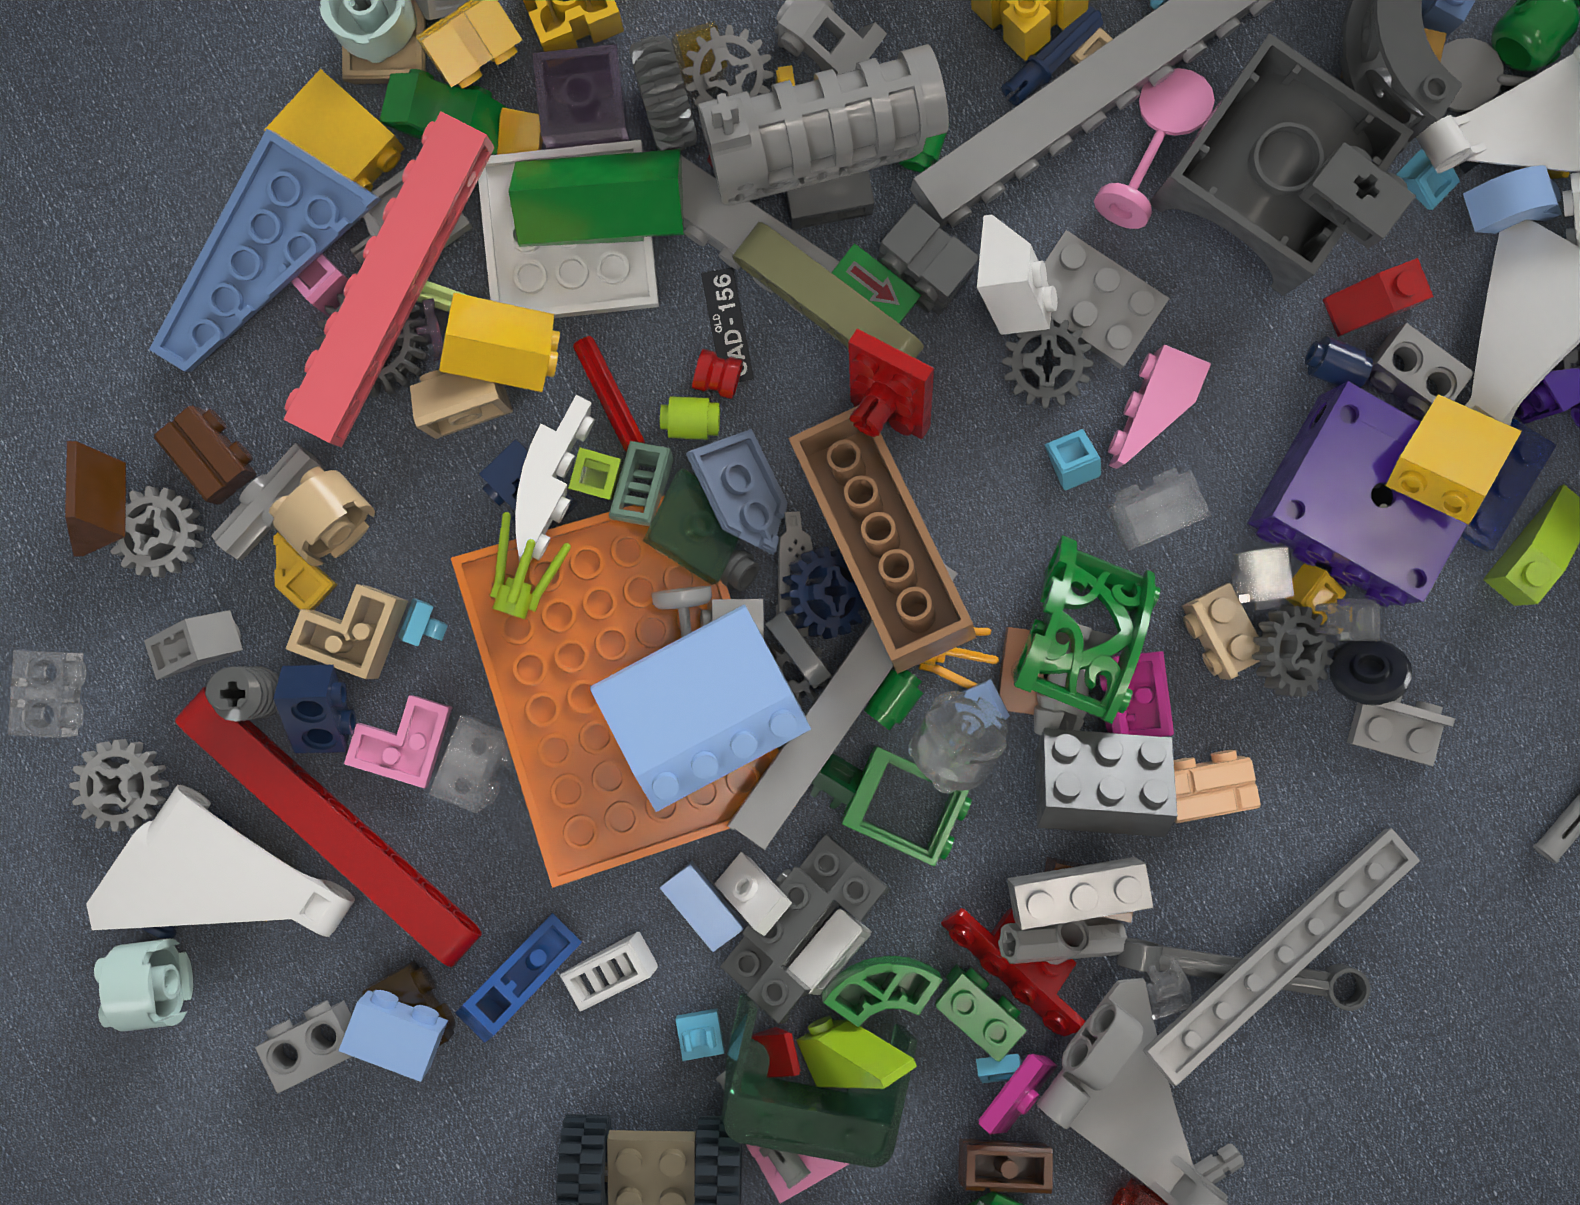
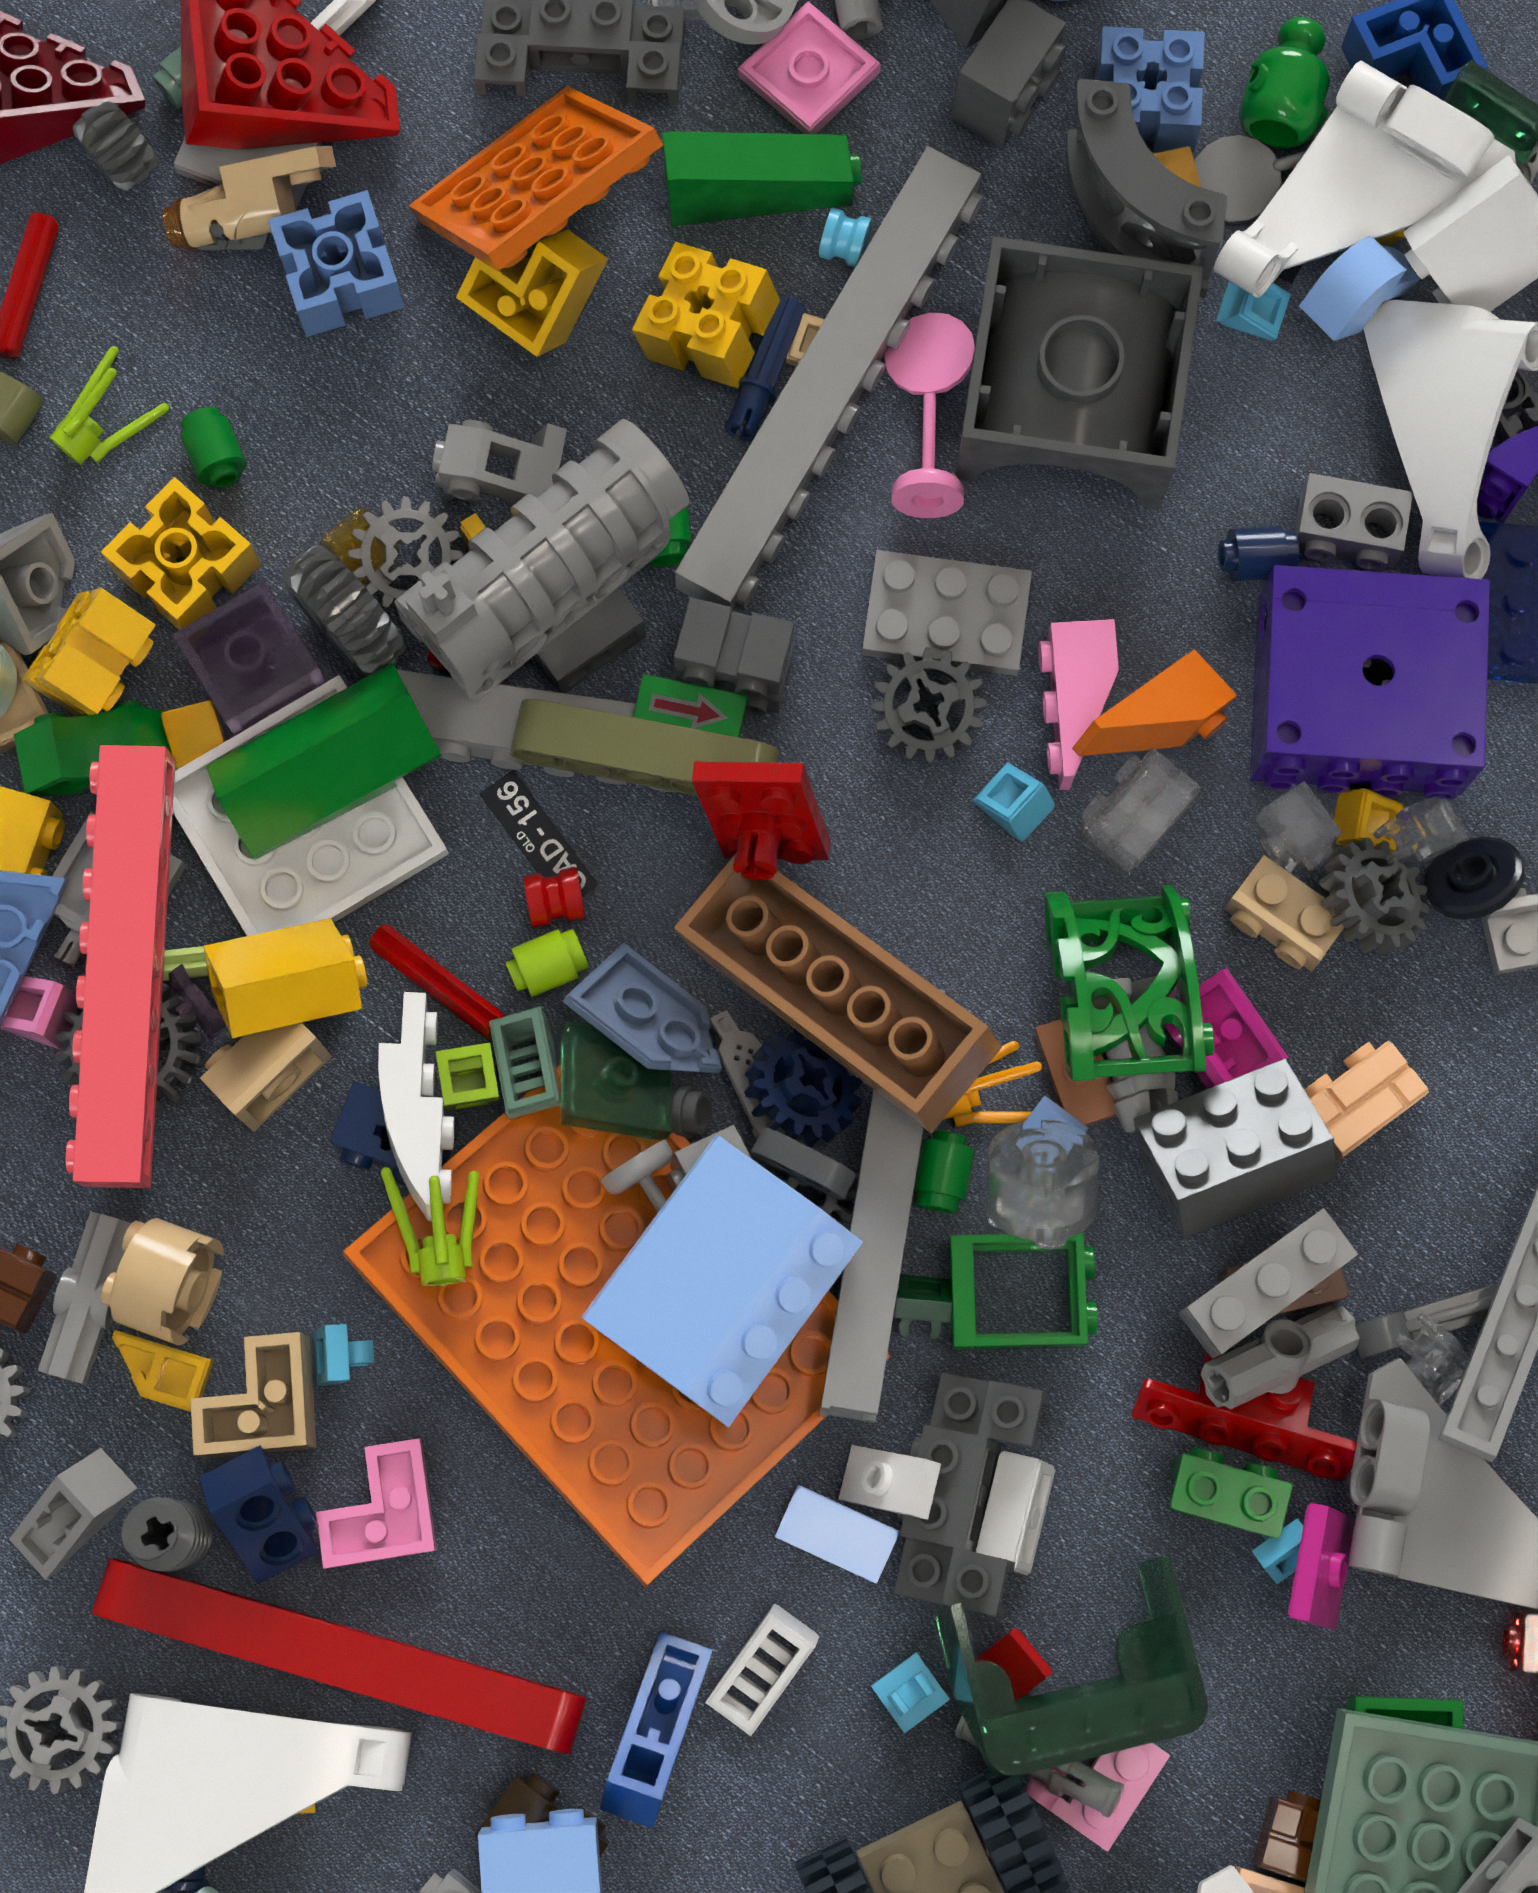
camera: 20 degrees left, 10 degrees down
(472, 764) = (480, 1492): clear brick -> none
(851, 1056) = (1098, 1616): lime slope -> none
(881, 985) = (1095, 1517): green brick -> none
(1005, 1166) = (1351, 1664): reddish brown brick -> none
(1013, 281) = (845, 631): white slope -> none
(1212, 448) = (1163, 712): none -> orange slope
(1364, 217) = (1148, 367): dark grey brick -> none
(1378, 297) = (1265, 461): red slope -> none
(1453, 459) = (1431, 594): yellow panel -> none

